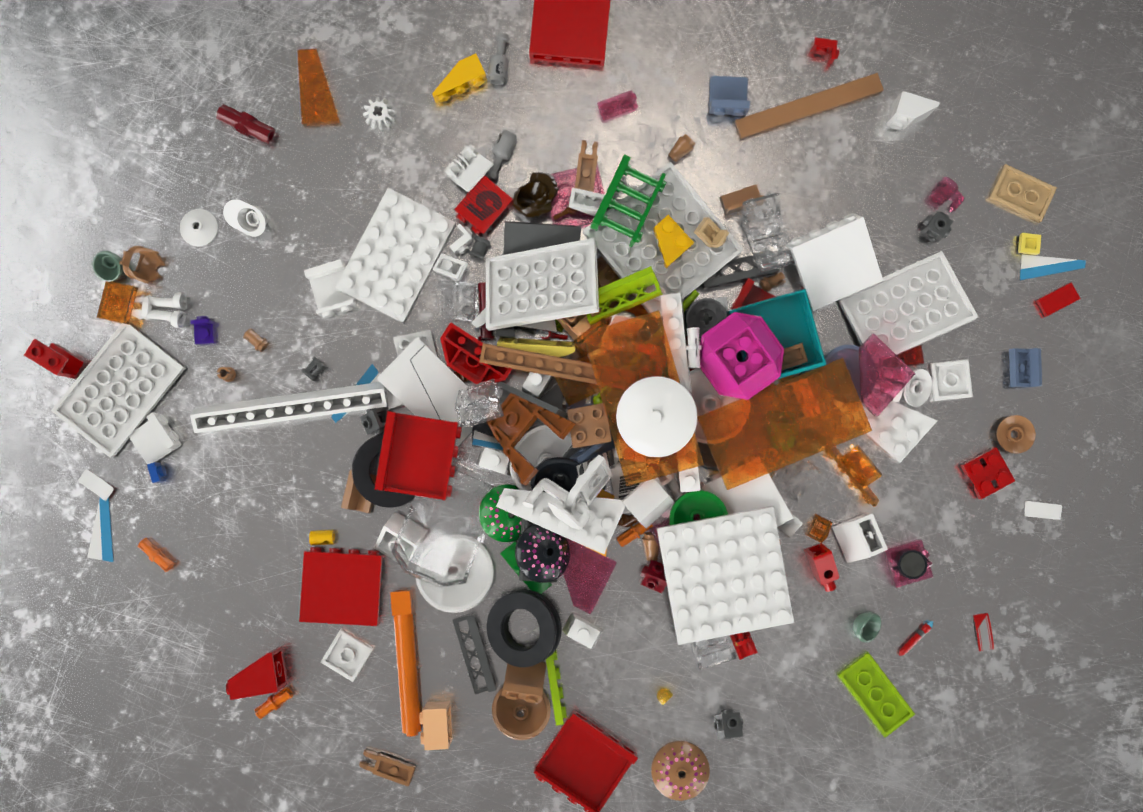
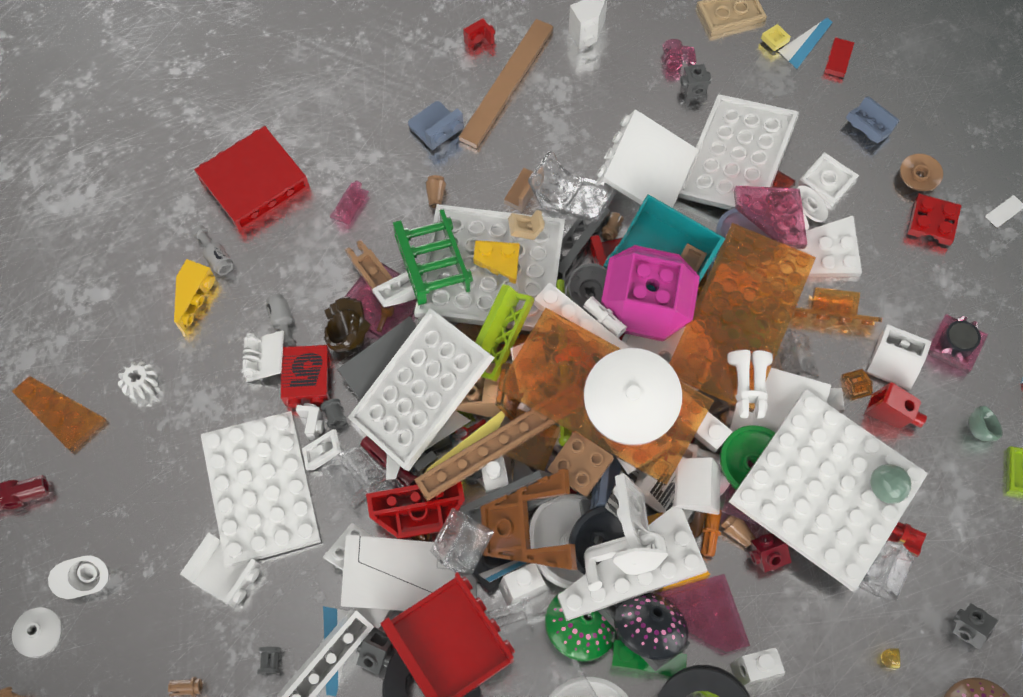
camera: 40 degrees left, 20 degrees down
(745, 458) = (744, 396): none -> white piece
(762, 608) = (890, 483): none -> sand green piece

